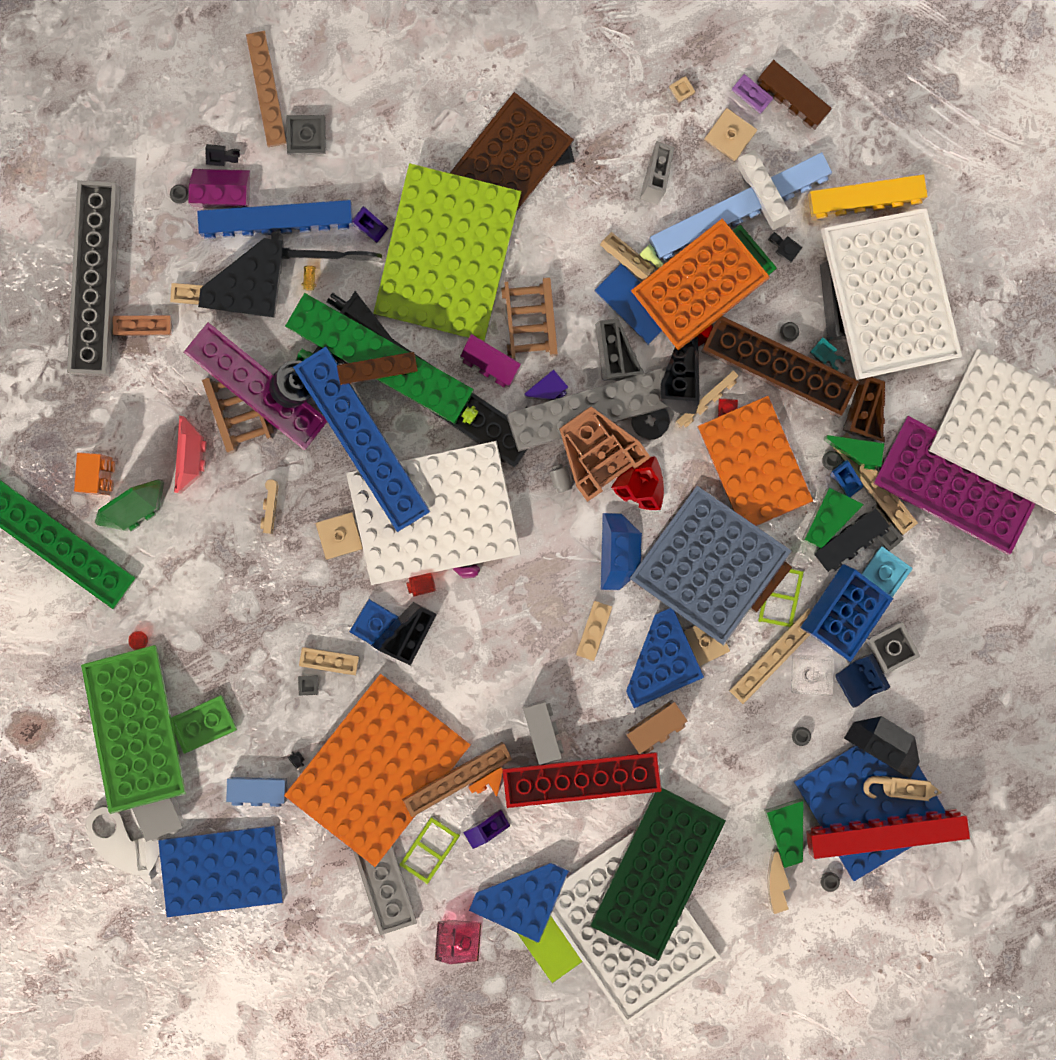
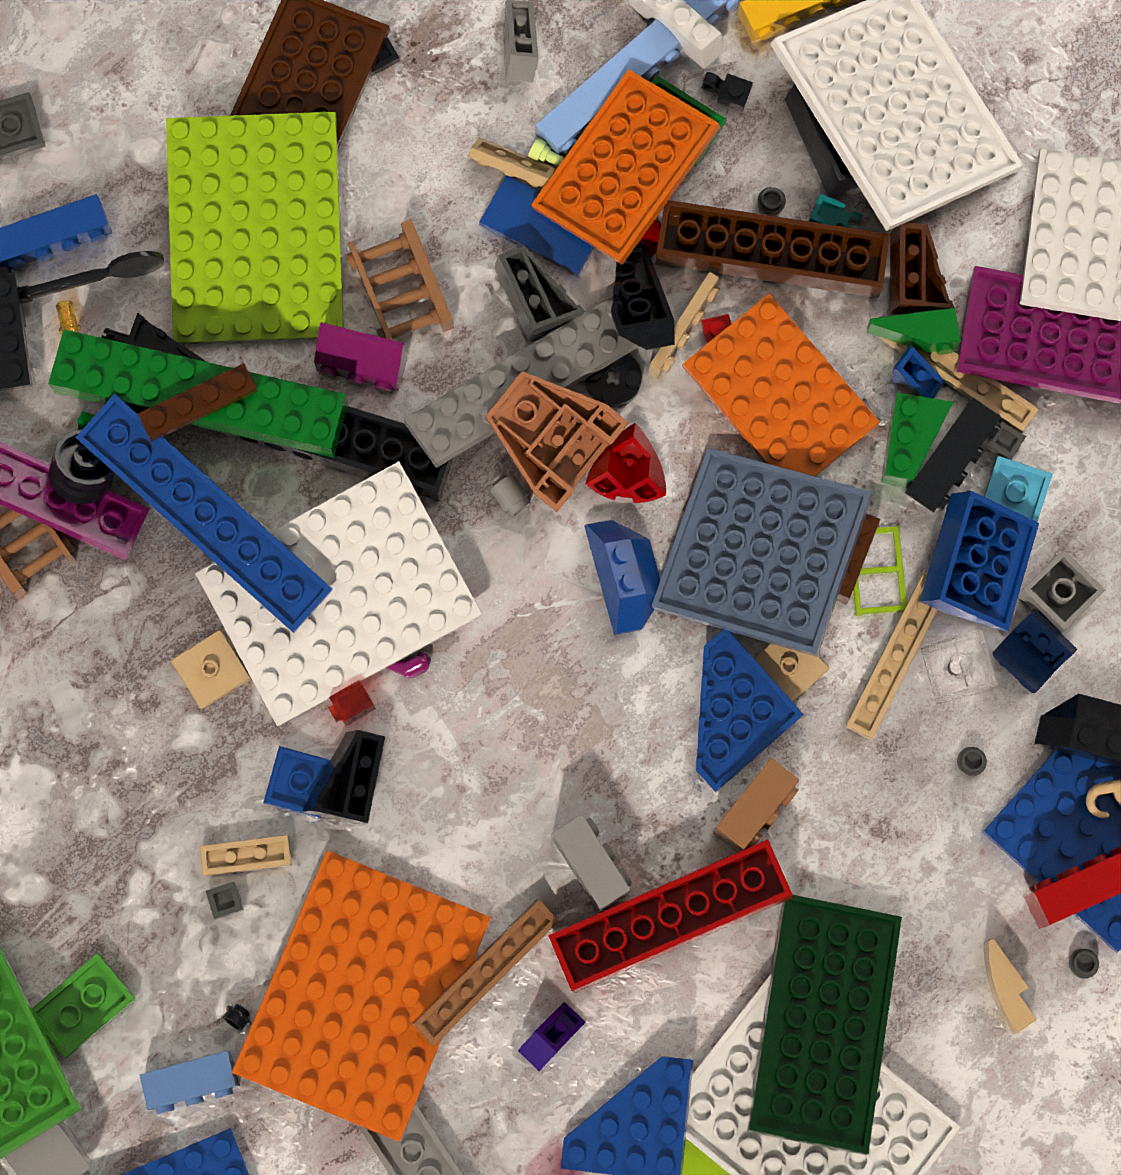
camera: 20 degrees left, 10 degrees down
(269, 505) = (97, 655): tan plate -> none
(369, 224) = (133, 222): dark purple slope -> none
(441, 858) = (454, 1089): lime window -> none
(469, 414) = (350, 435): lime plate -> none
(492, 778) = (539, 957): orange slope -> none
(548, 388) = (451, 372): dark purple slope -> none
(594, 630) = (622, 698): tan plate -> none
(787, 831) = (997, 905): green wedge -> none
(831, 460) = (886, 358): dark grey plate -> none

